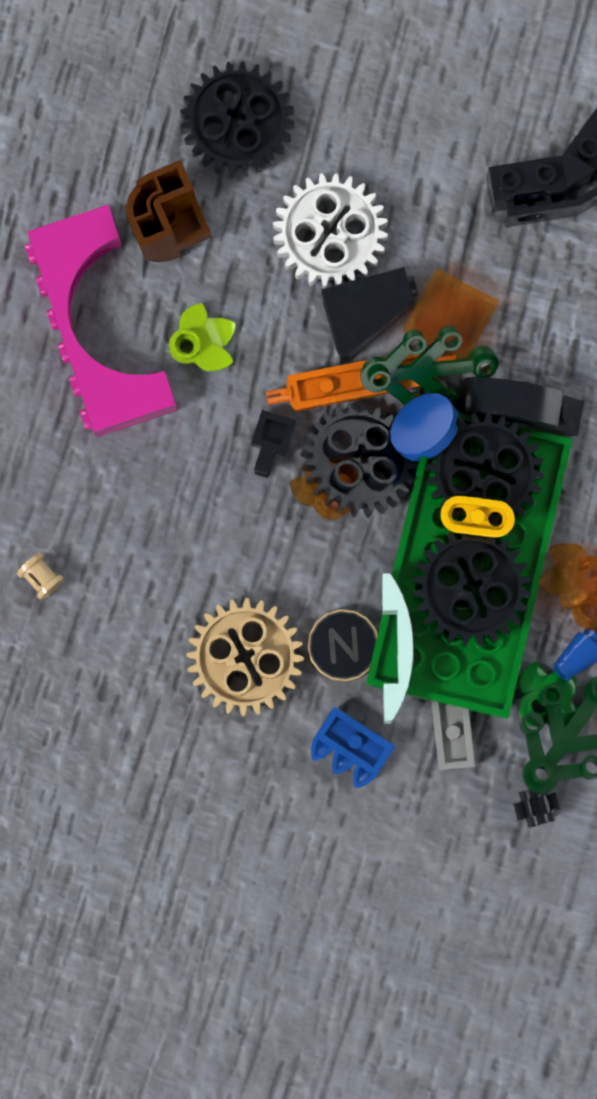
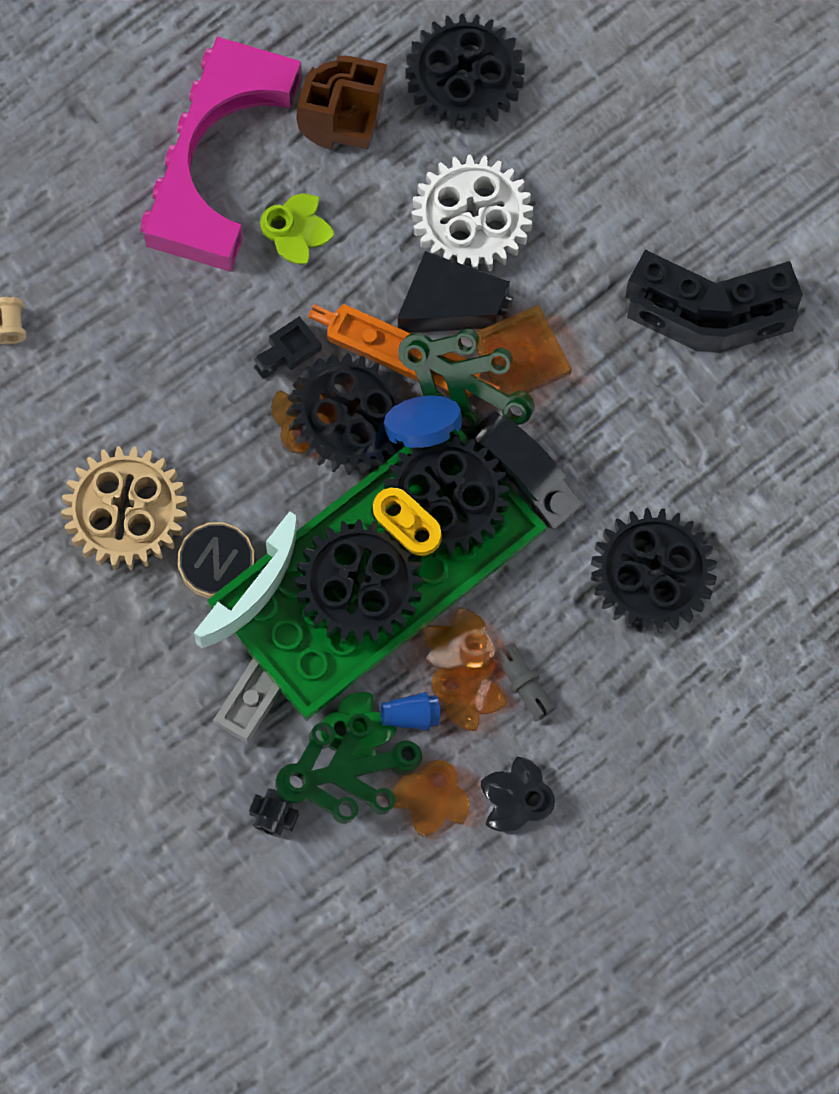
camera: 30 degrees right, 10 degrees down
(352, 745) = (157, 645): blue plate -> none

